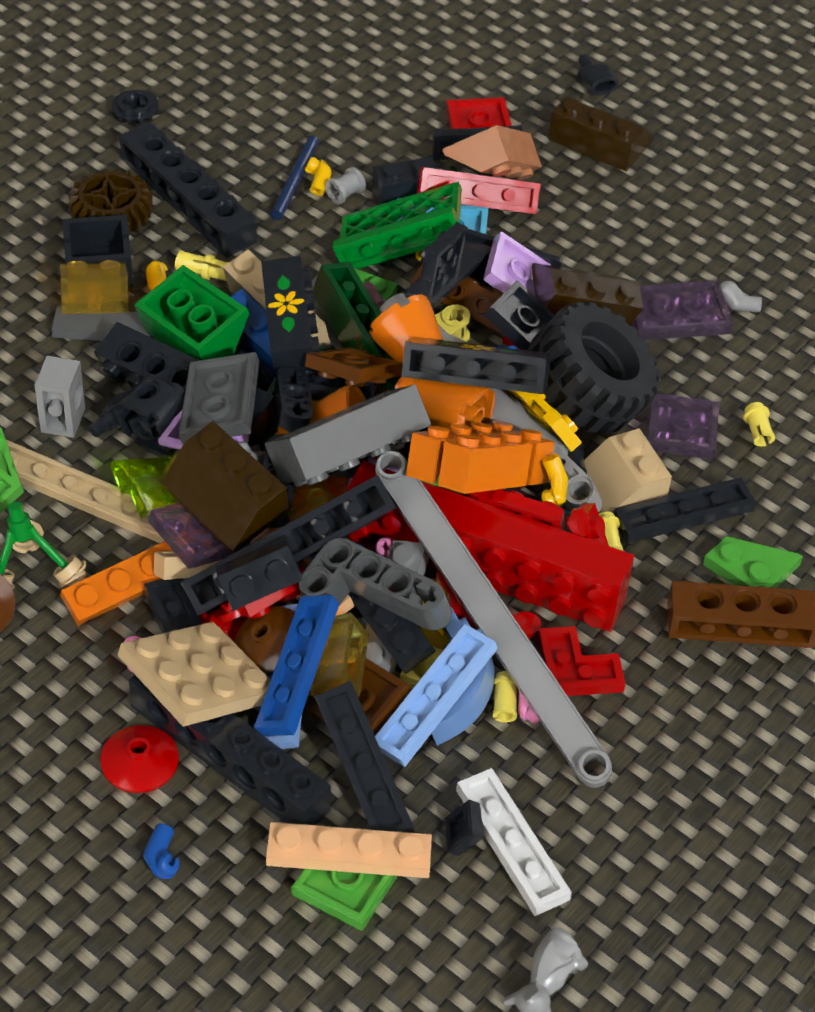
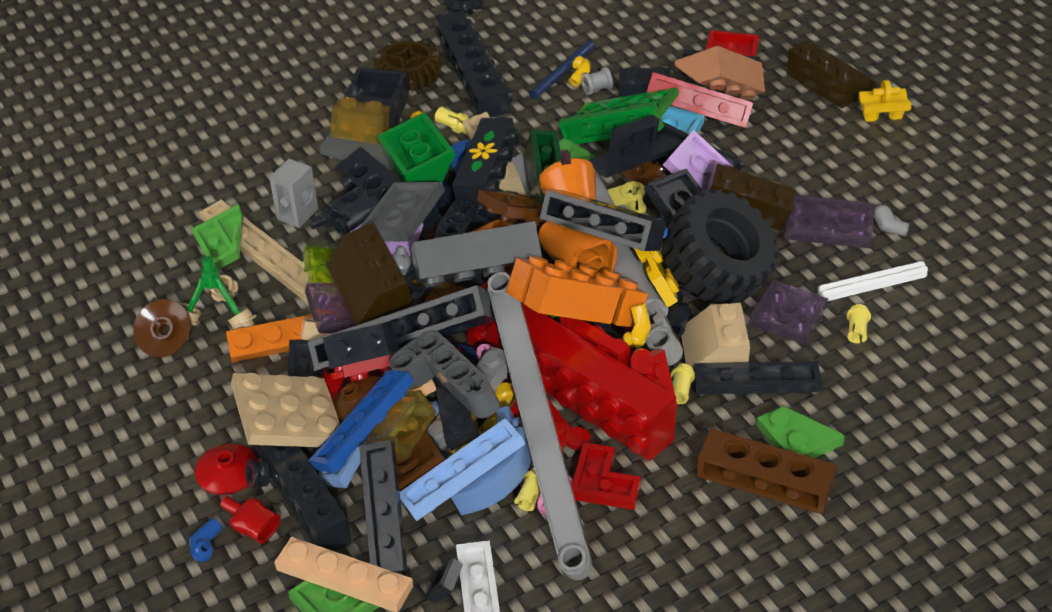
camera: 25 degrees right, 5 degrees down
(186, 755) = (257, 473): none -> black bush
(204, 811) = (252, 518): none -> red piece
(596, 77) = (850, 32): black piece -> none
(677, 155) = (884, 99): none -> yellow hips
(751, 371) = (873, 281): none -> white axle

